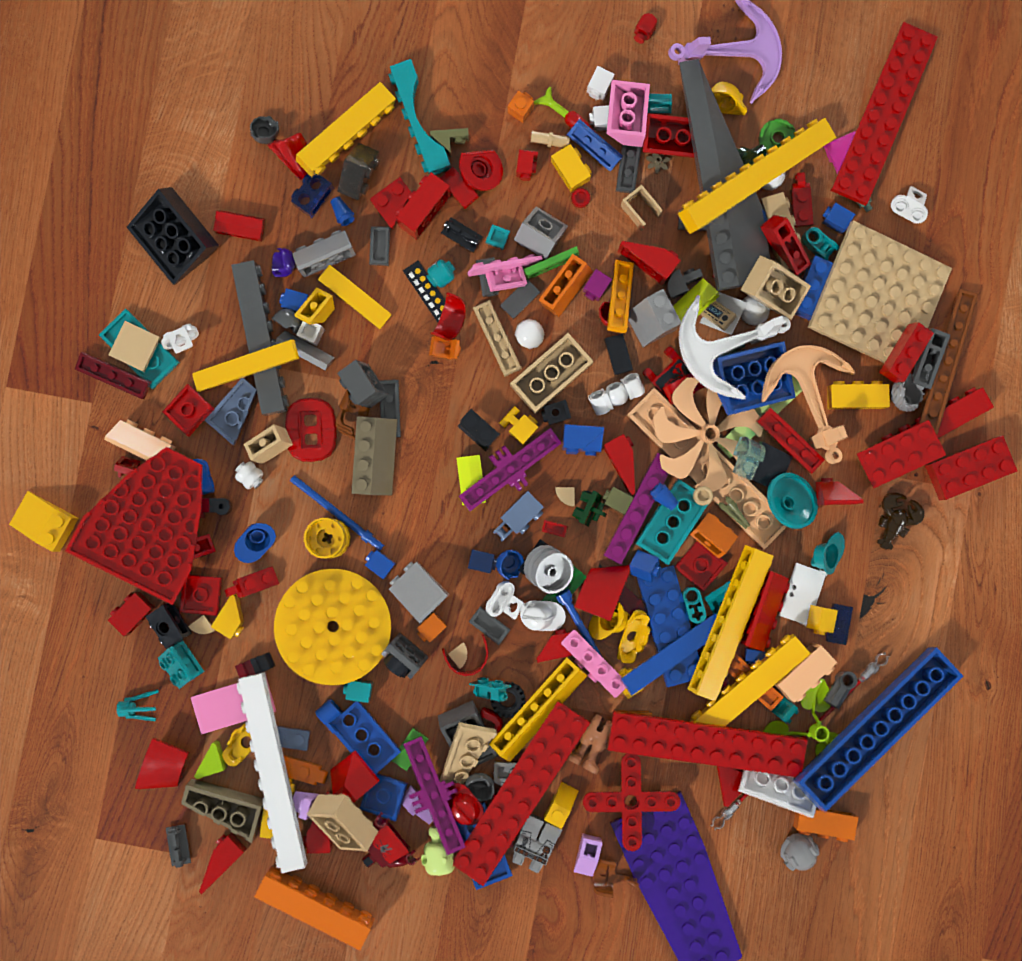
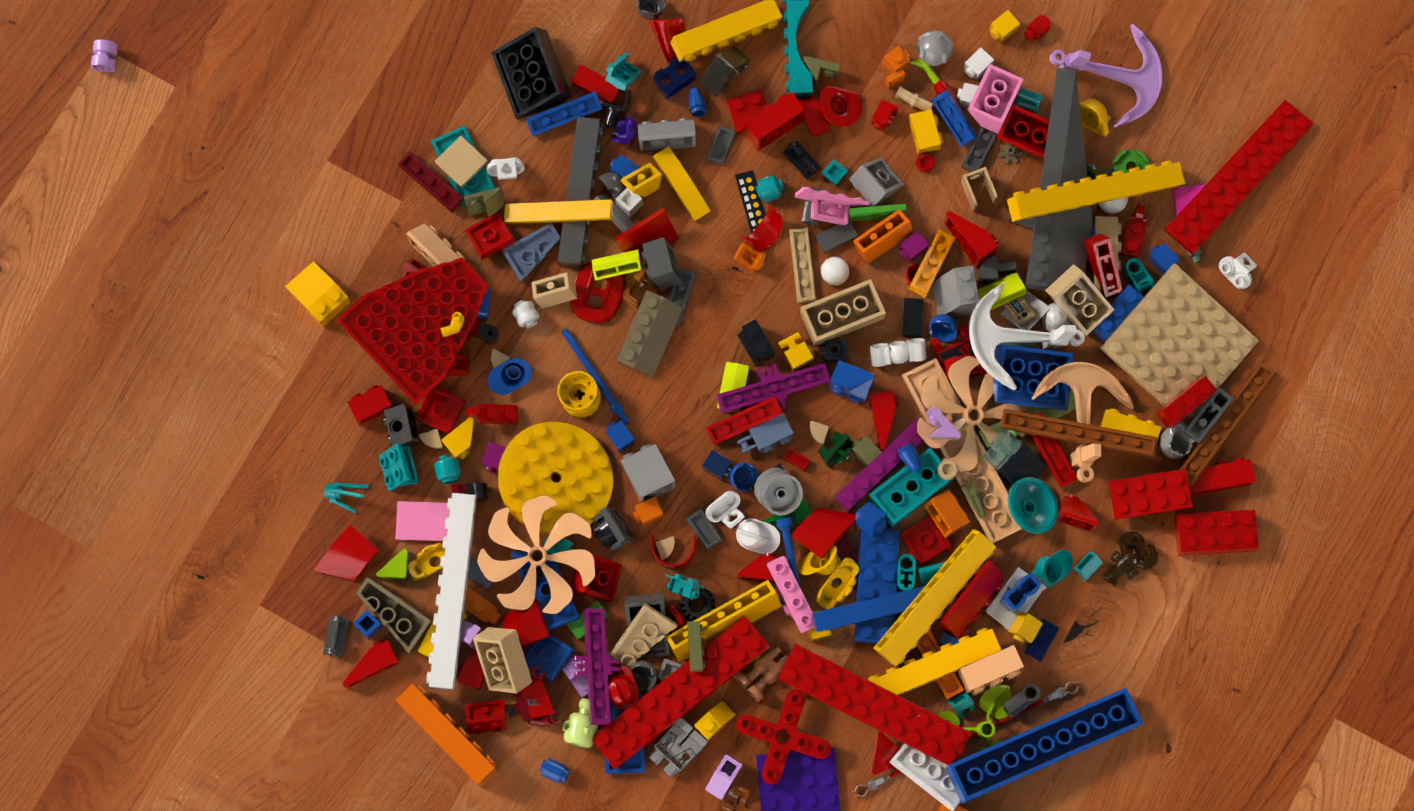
camera: 20 degrees right, 10 degrees down
(172, 377) = (484, 201): none -> olive slope
(183, 516) = (455, 325): none -> yellow arm
(202, 828) = (368, 624): none -> blue brick
(217, 265) = (563, 113): none -> blue plate
(227, 651) = (447, 469): none -> teal head
(238, 527) = (498, 358): none -> tan tile
(260, 206) = (622, 73): none -> teal bracket
(264, 246) = (614, 110): none -> black bracket
(265, 625) = (492, 457): none -> magenta brick
(319, 400) = (616, 264): none -> neon yellow piece
(339, 355) = (650, 229): none -> red tile
(345, 873) = (485, 716): none -> red bracket
(374, 735) = (499, 570): none -> light nougat piece
(405, 708) = (604, 582): none -> red slope
(427, 903) = (554, 771): none -> blue brick
(493, 509) = (744, 420): none -> red plate
(521, 750) = (695, 649): none -> olive piece
(525, 124) = (895, 78): none -> orange tile
(553, 81) = (935, 47): none -> light grey helmet
(612, 37) = (1004, 26): none -> yellow brick
(652, 355) = (943, 328): none -> blue hair
(687, 458) = (945, 428): none -> lavender slope
(810, 584) = (1023, 588): none -> blue brick
(816, 418) = (1078, 432): none -> dark orange tile
(864, 541) = (1088, 565): none -> teal piece

